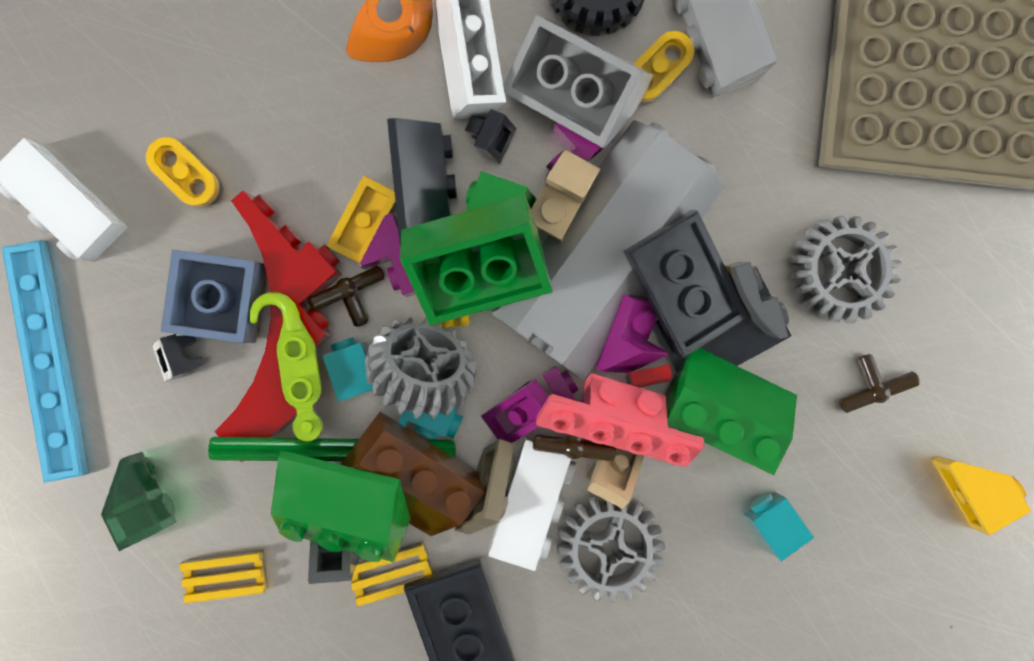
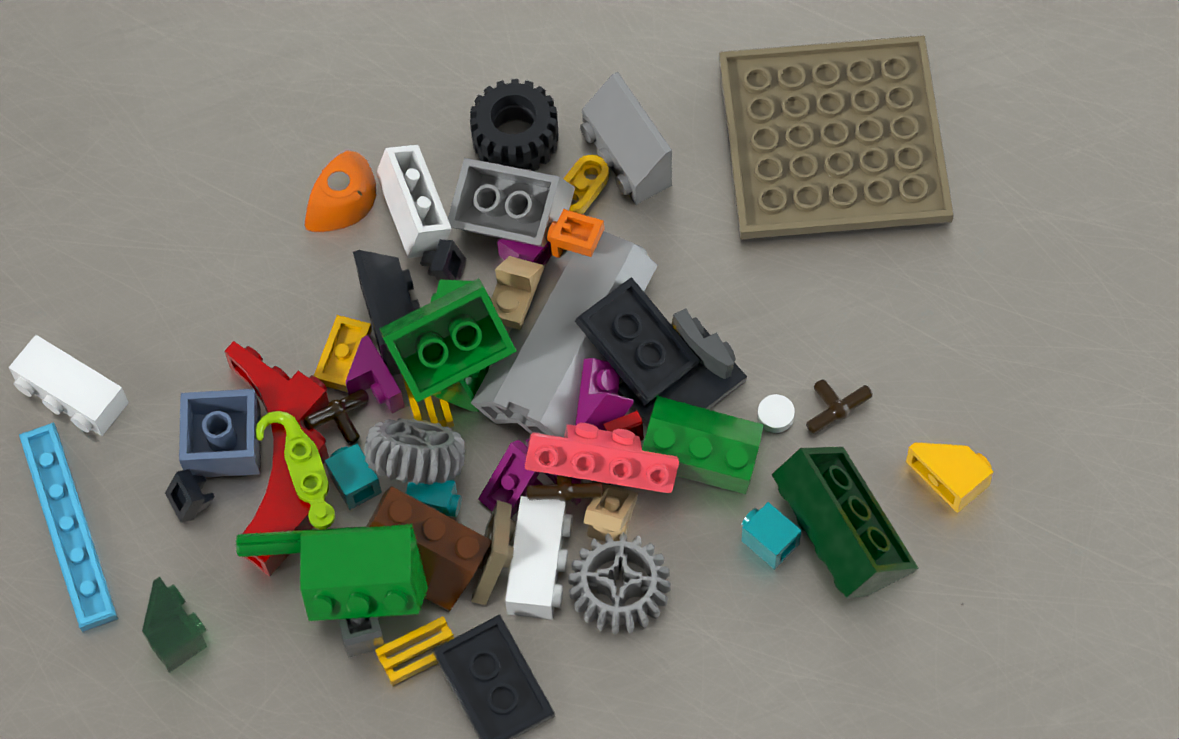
camera: 10 degrees left, 25 degrees down
(184, 173) = (177, 345): yellow plate -> none
(191, 581) = (255, 669): yellow tile -> none
(645, 143) = (575, 233): none -> orange bracket
(811, 382) = (776, 413): none -> white tile
(856, 526) = (843, 520): none -> dark green slope
(868, 289) = (782, 331): light grey gear -> none

